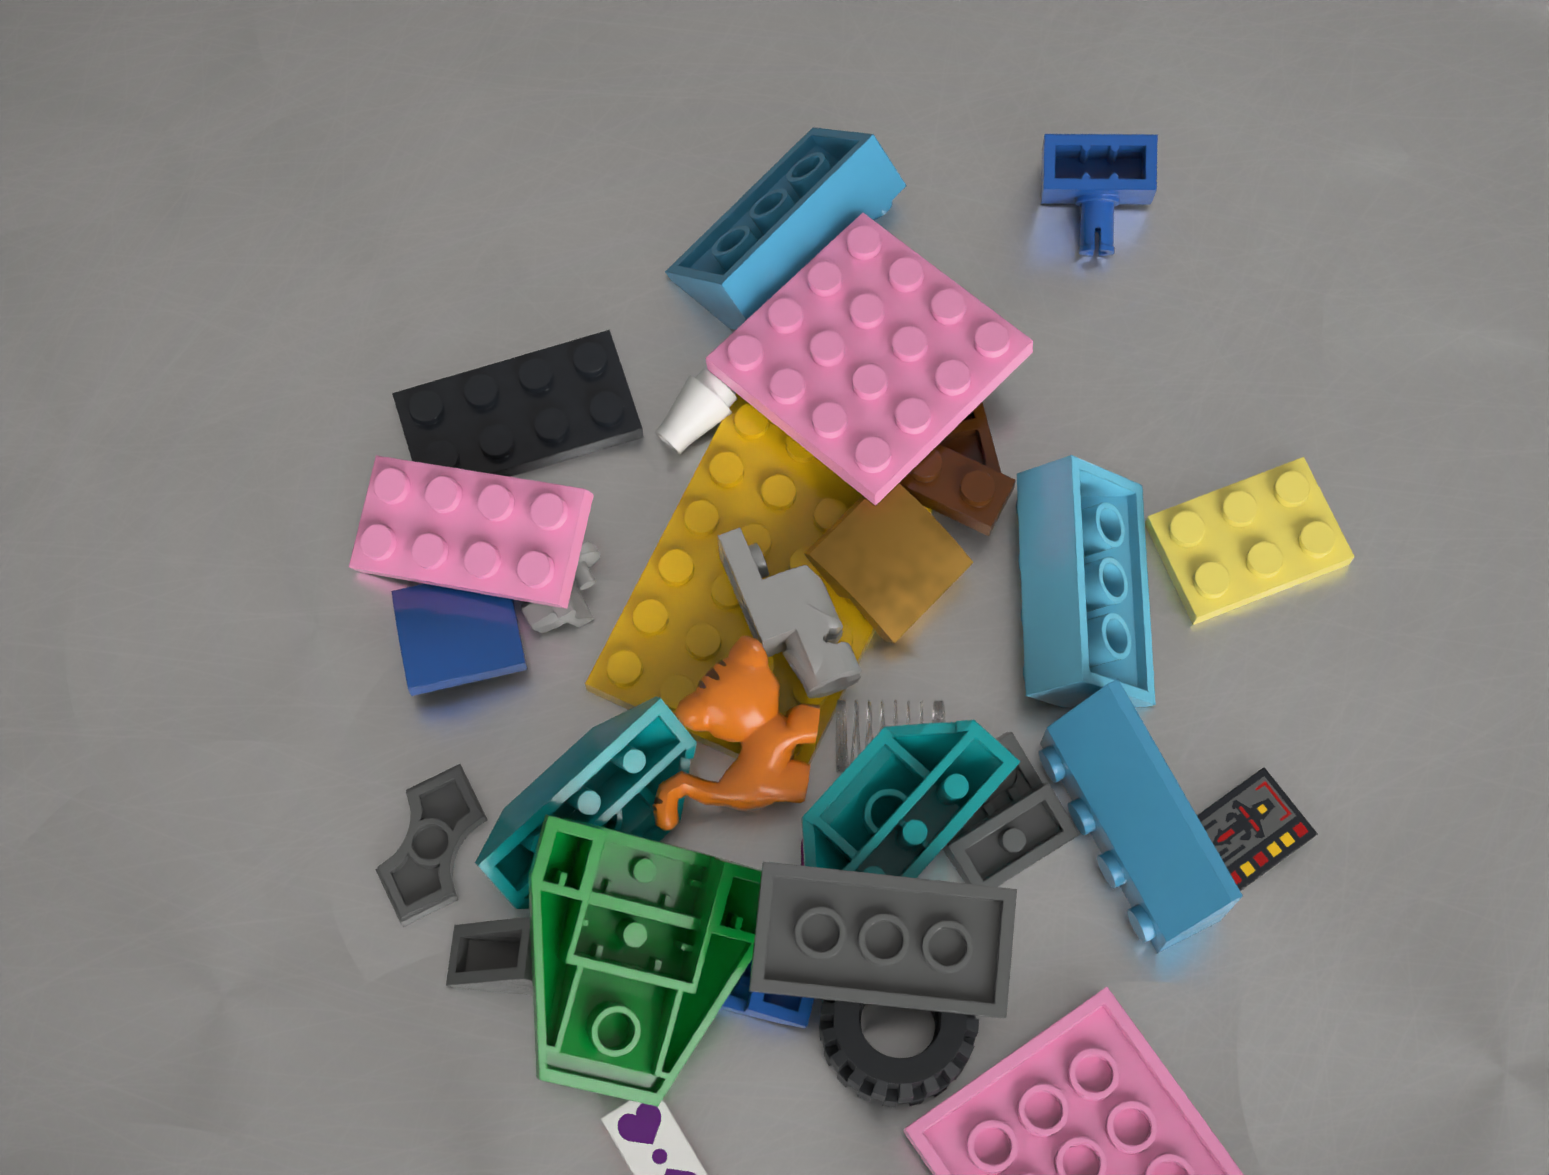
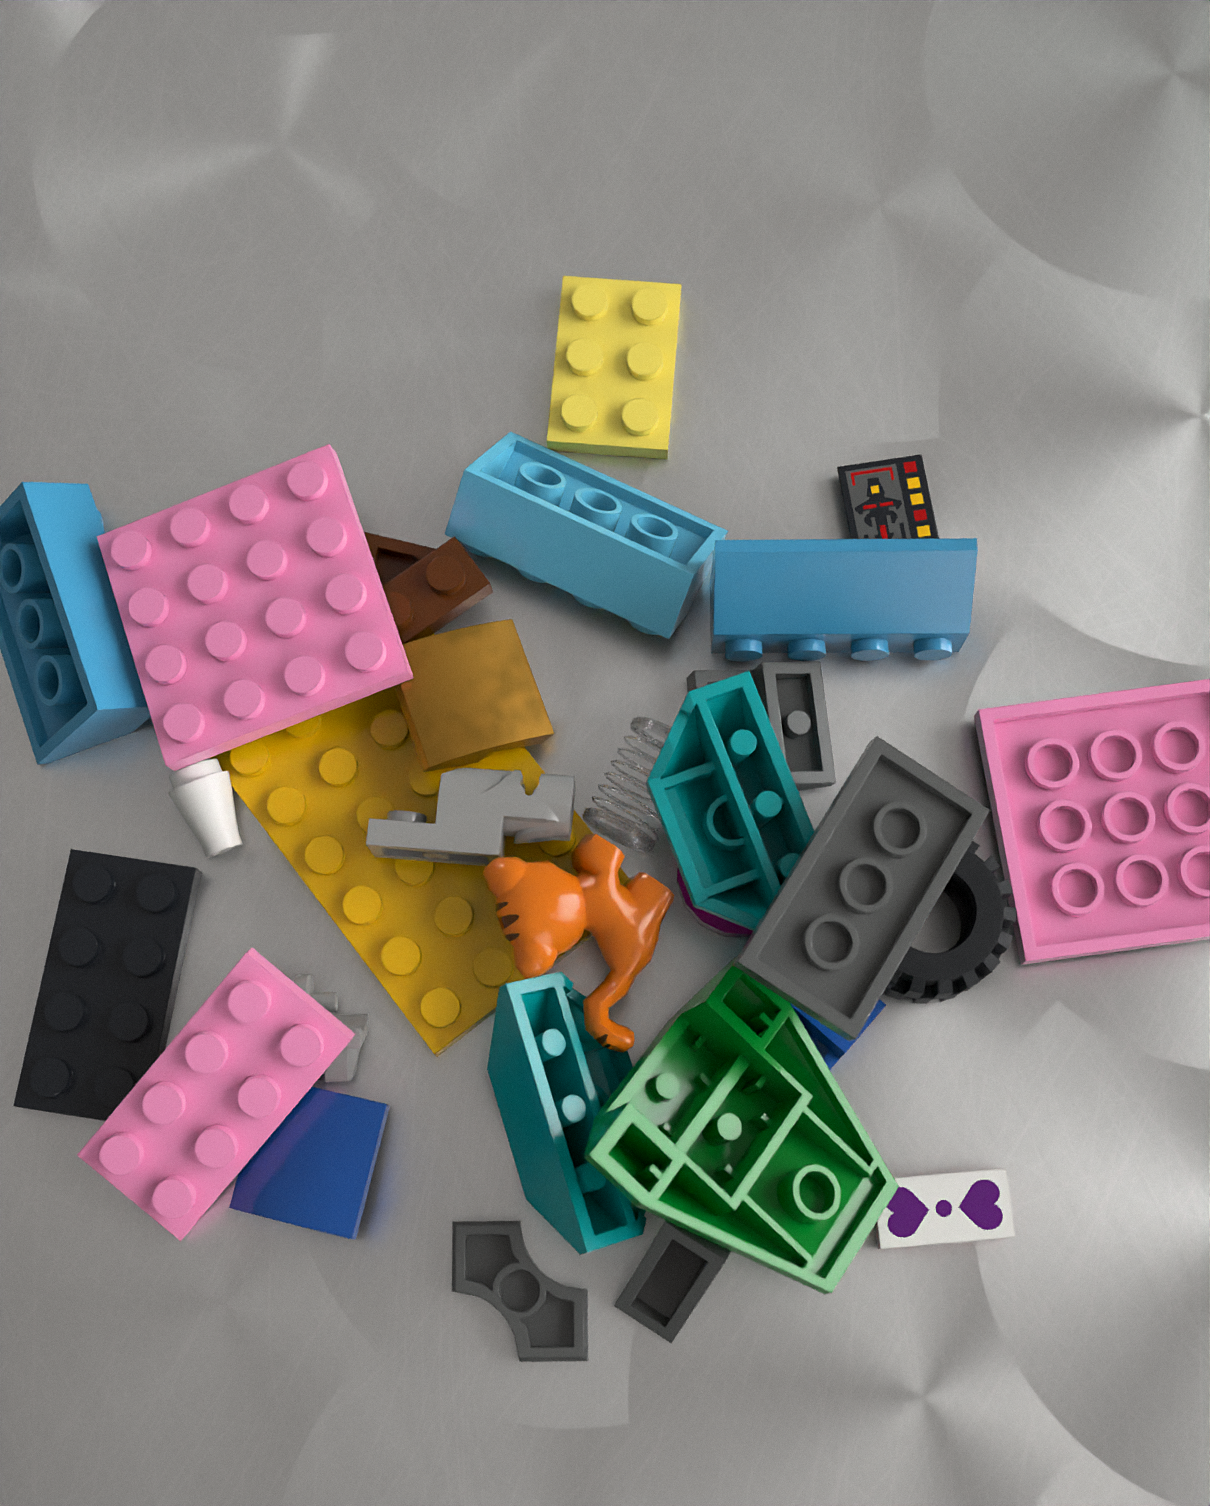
camera: 60 degrees left, 5 degrees up
(1097, 176) = (183, 304): blue brick -> none

